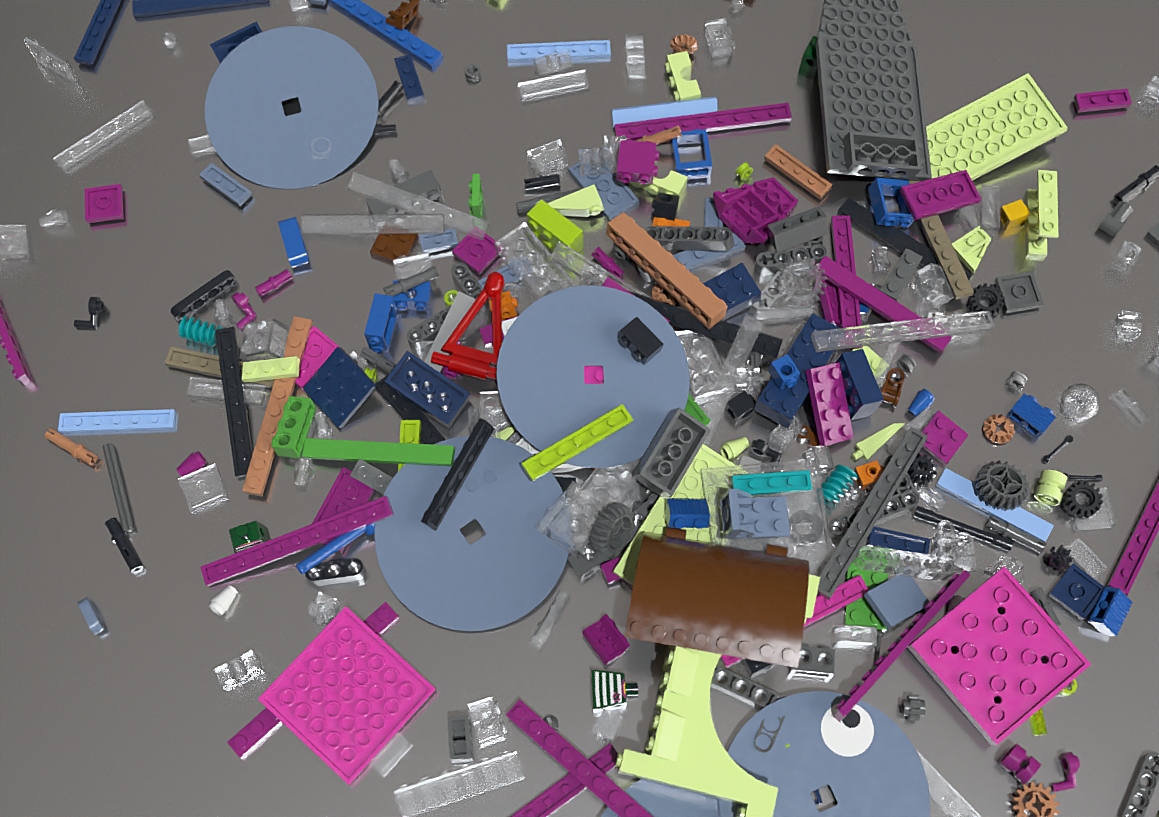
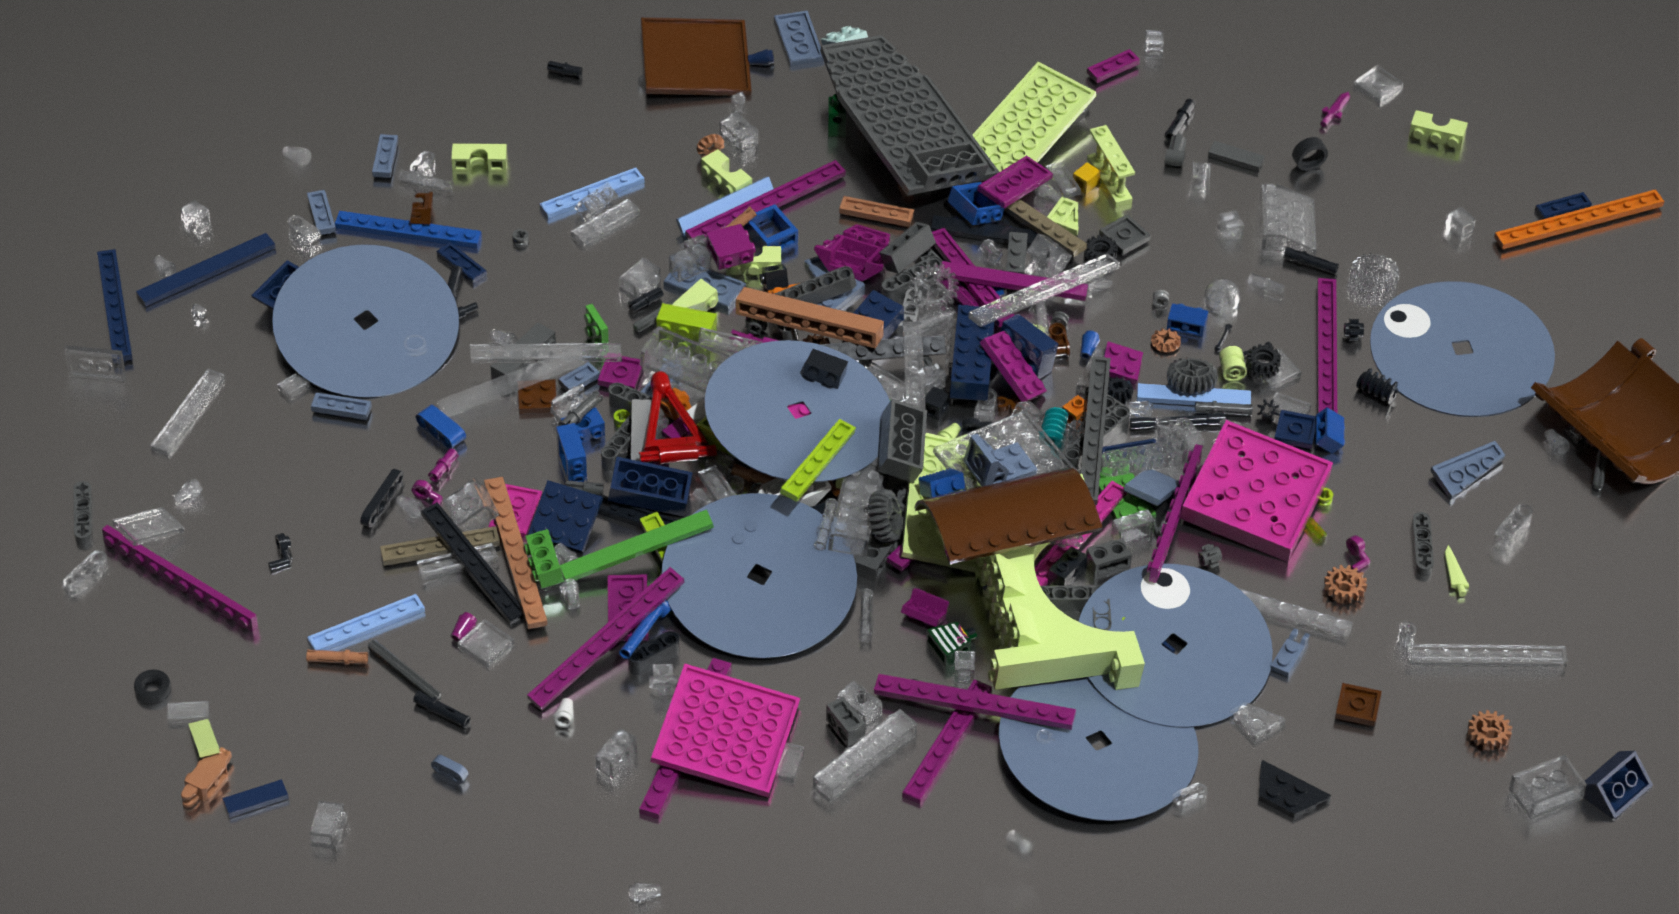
camera: 30 degrees left, 20 degrees down
(103, 203) = (229, 462): magenta plate -> none
(198, 332) = (401, 524): teal piece -> none
(248, 535) = (555, 653): dark green torso -> none
(270, 369) = (492, 524): yellowish green plate -> none
(371, 476) = (640, 568): dark grey hinge -> none
(457, 475) = (722, 531): black plate -> none
(635, 56) = (669, 171): clear beam -> none
(744, 171) = (828, 227): lime bush -> none
(773, 482) = (1007, 433): teal plate -> none
(784, 364) = (962, 349): blue brick -> none
(871, 444) = (1065, 390): yellowish green bar -> none
(1014, 758) = (1317, 559): magenta wheel -> none

